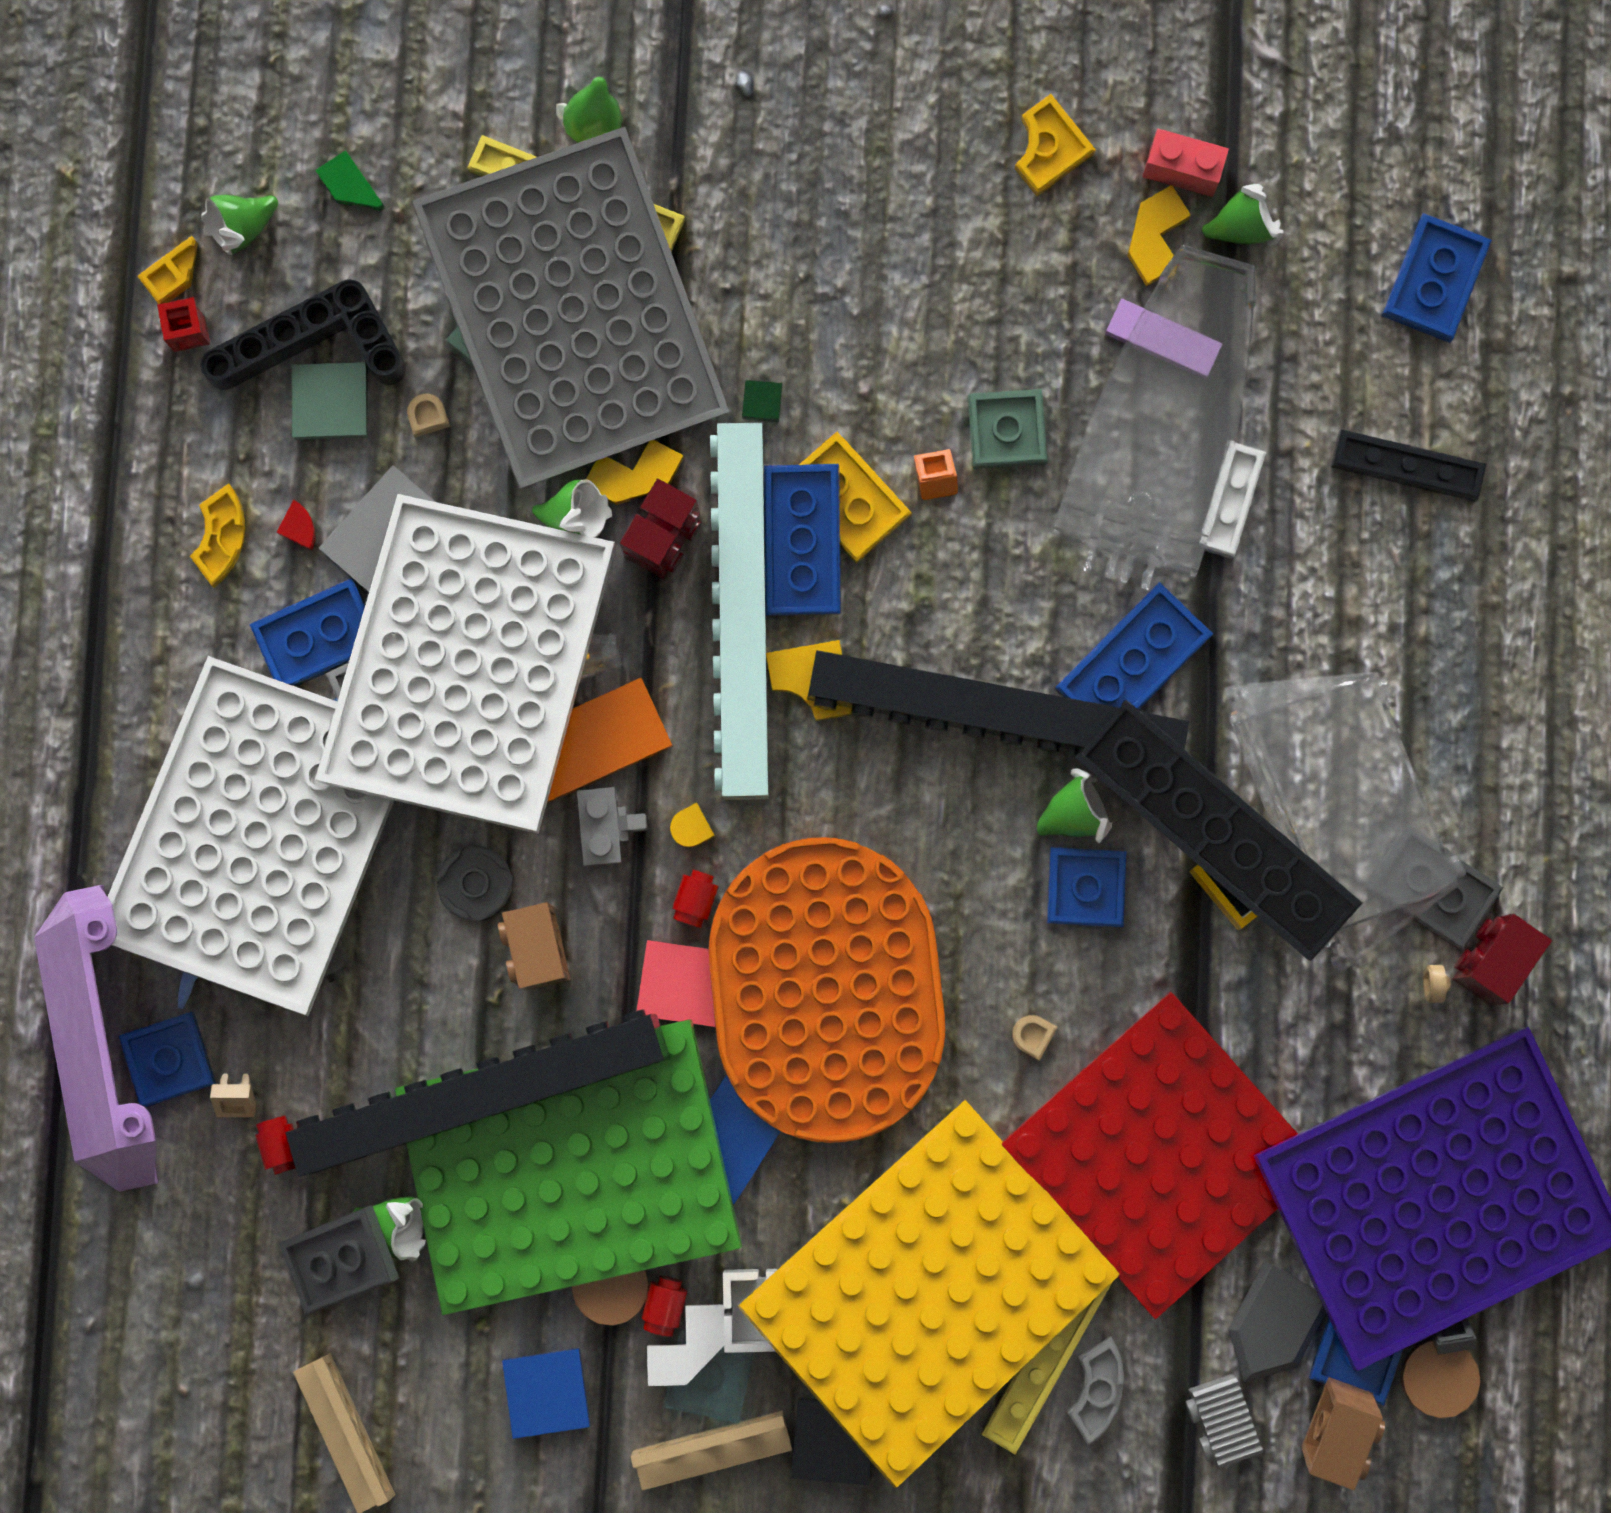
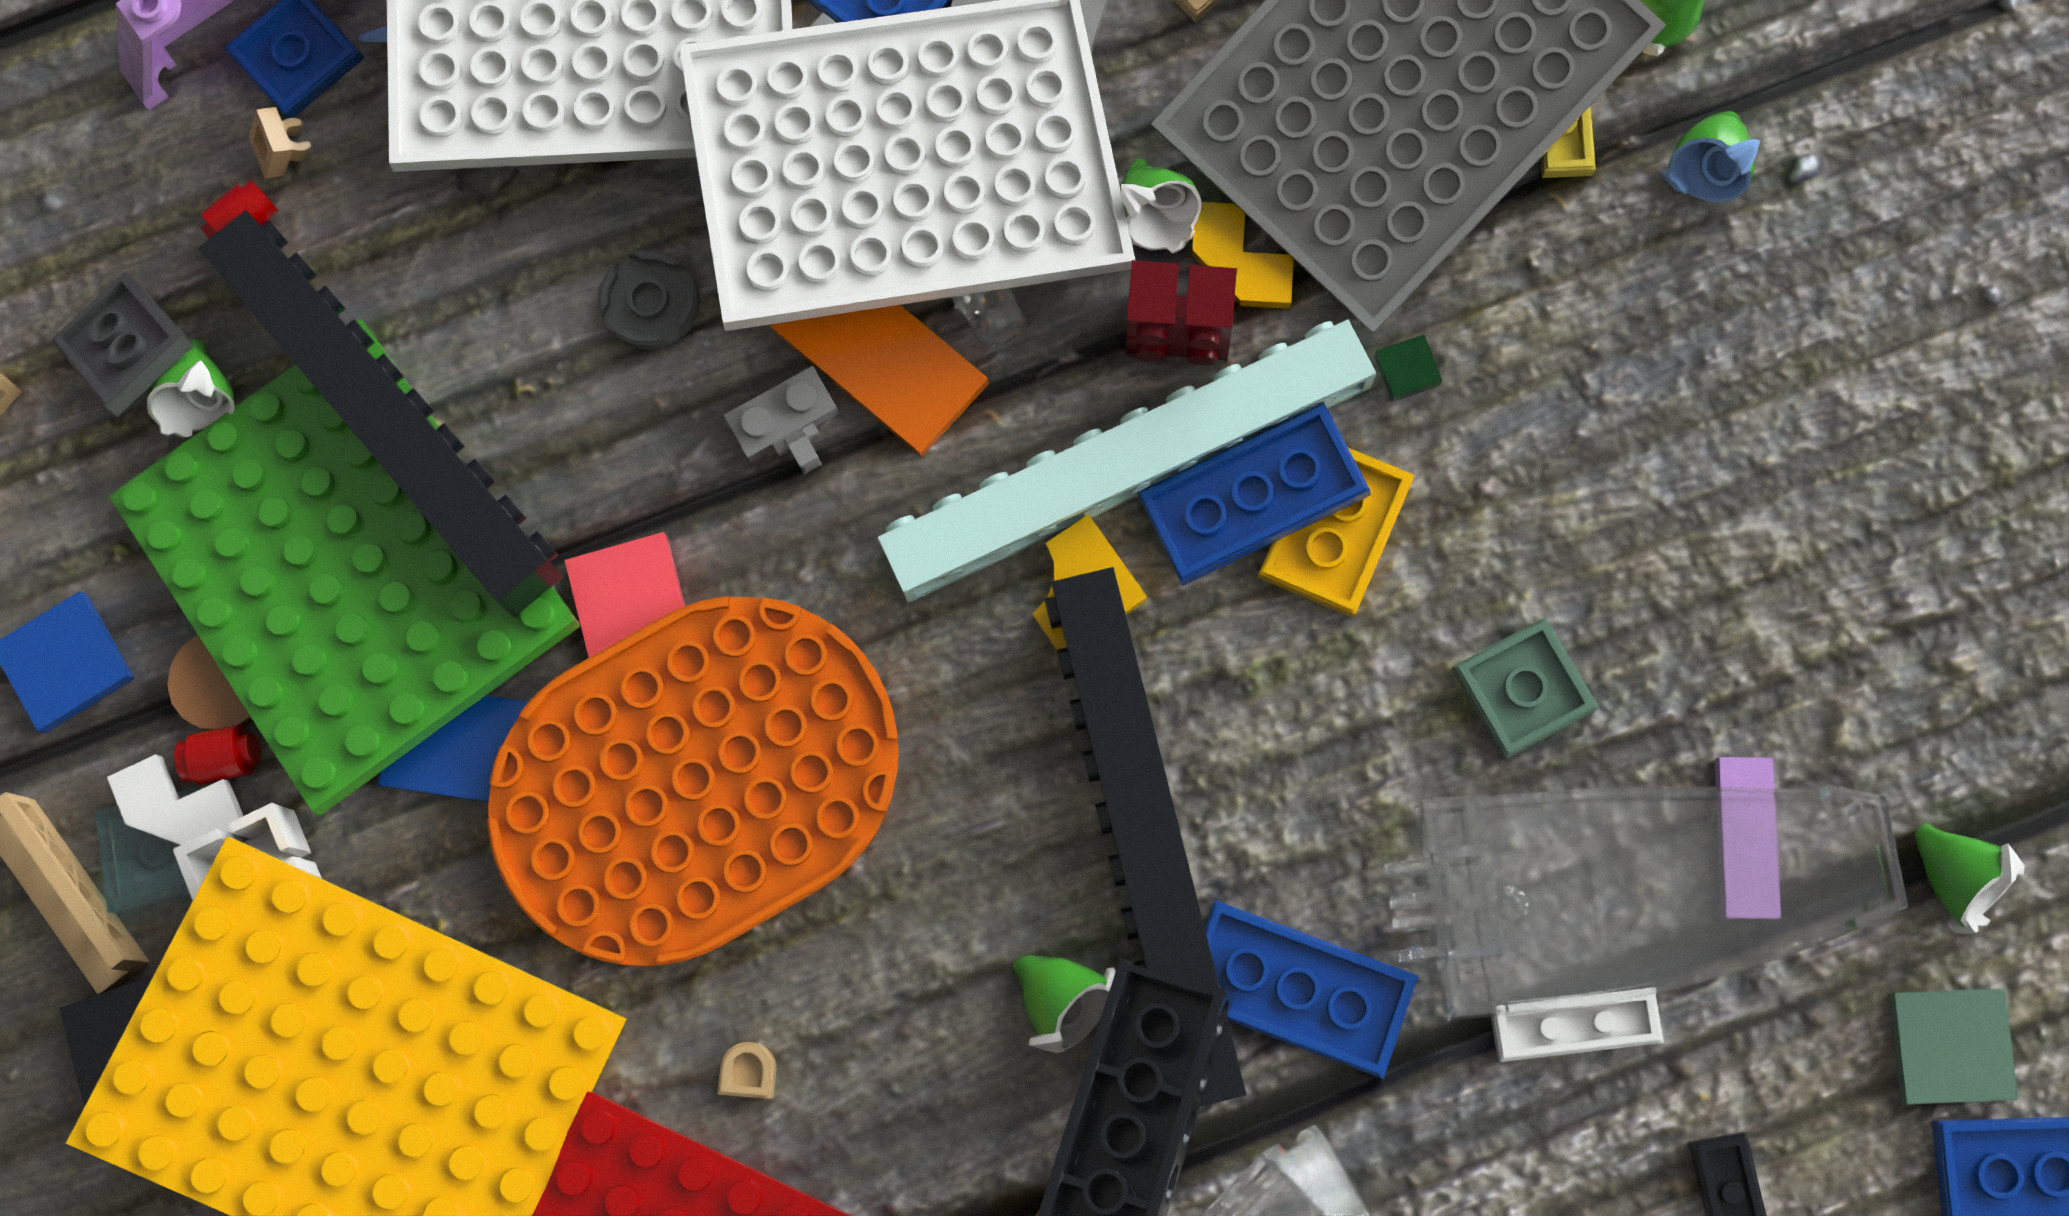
camera: 75 degrees right, 5 degrees down
(534, 947) = (590, 397): medium nougat brick -> none
(690, 827) = (829, 522): yellow tile -> none
(694, 898) = (739, 565): red brick -> none
(715, 137) = (1713, 159): none -> light blue hat
(936, 474) = (1420, 625): orange slope -> none
(1053, 145) = (1928, 582): yellow tile -> none
(1086, 887) = (970, 1057): blue tile -> none
(1155, 218) = (1900, 754): yellow tile -> none
(1185, 162) = (2001, 759): coral brick -> none
(1343, 280) = (1953, 1046): none -> sand green tile

